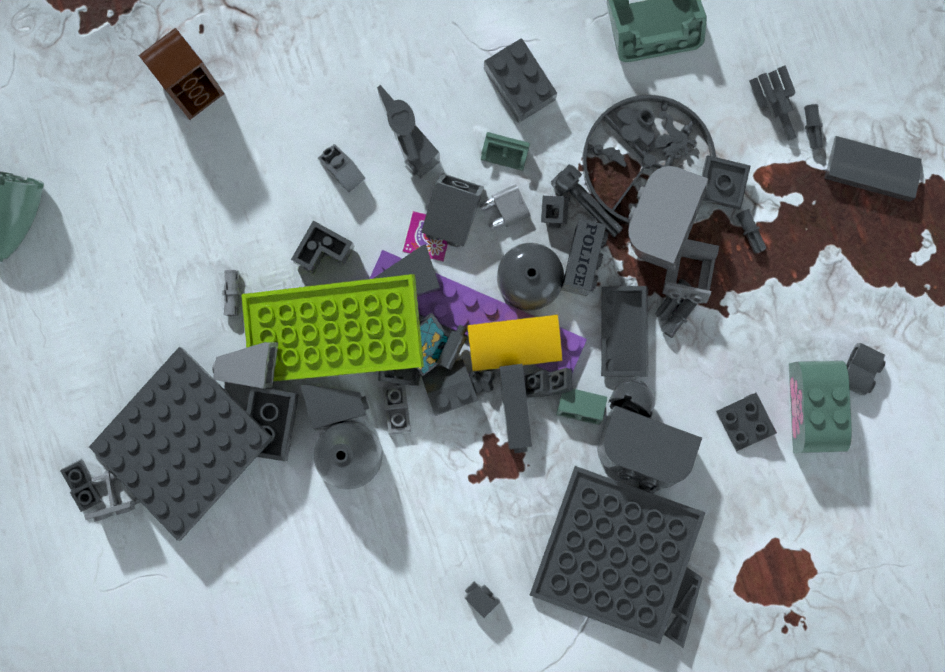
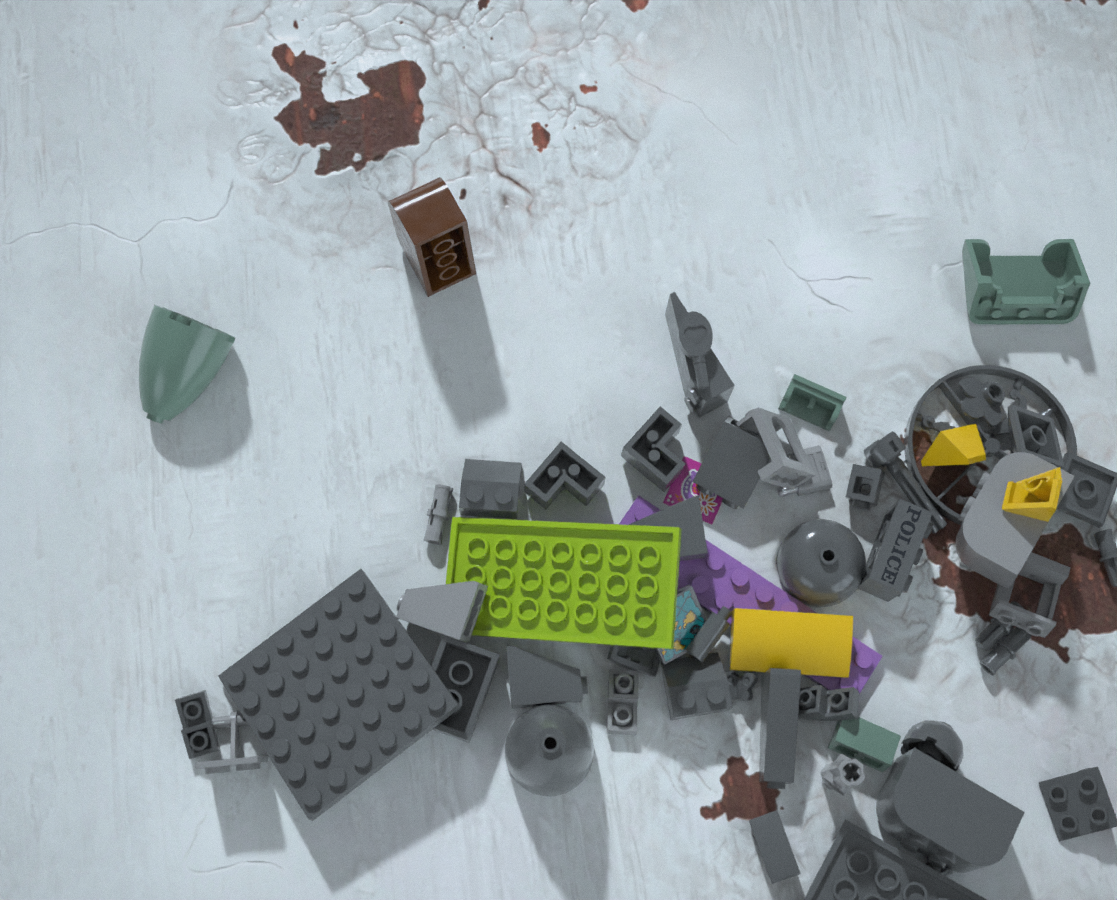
camera: 10 degrees right, 10 degrees down
(267, 265) = (490, 489): none -> dark grey slope
(341, 167) = (605, 386): dark grey slope -> none
(383, 214) = (649, 451): none -> dark grey brick
(485, 212) = (781, 470): none -> light grey panel
(520, 80) = (843, 321): dark grey brick -> none
(526, 495) = (774, 847): none -> dark grey slope
(565, 434) = (842, 774): none -> light grey piece
(620, 168) = (955, 447): none -> yellow slope
(624, 331) = (932, 656): dark grey slope -> none
(677, 200) = (1034, 496): none -> yellow slope
(679, 148) = (1034, 435): none -> dark grey slope

